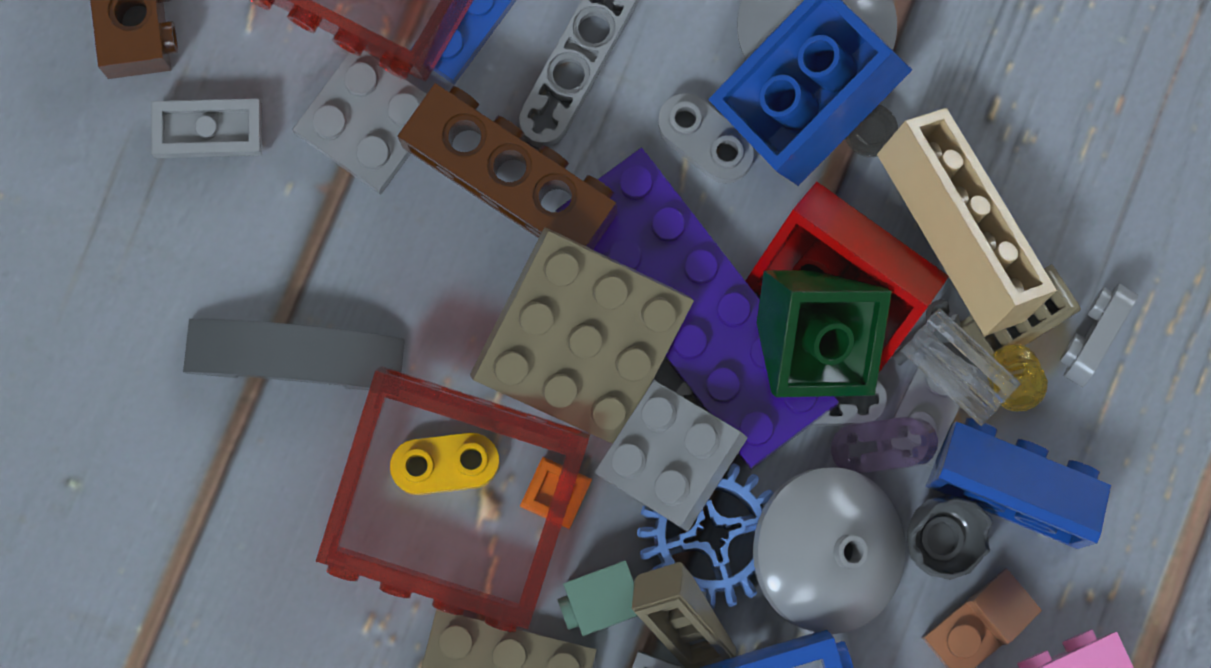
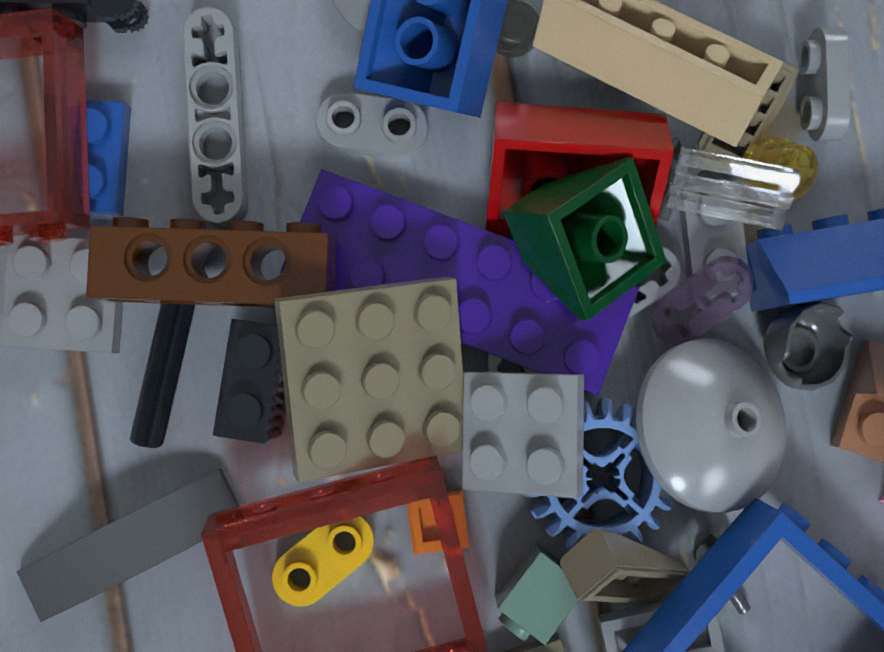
camera: 30 degrees left, 5 degrees up
(407, 232) = (161, 375): none -> black axle
(479, 284) = (251, 384): none -> black brick

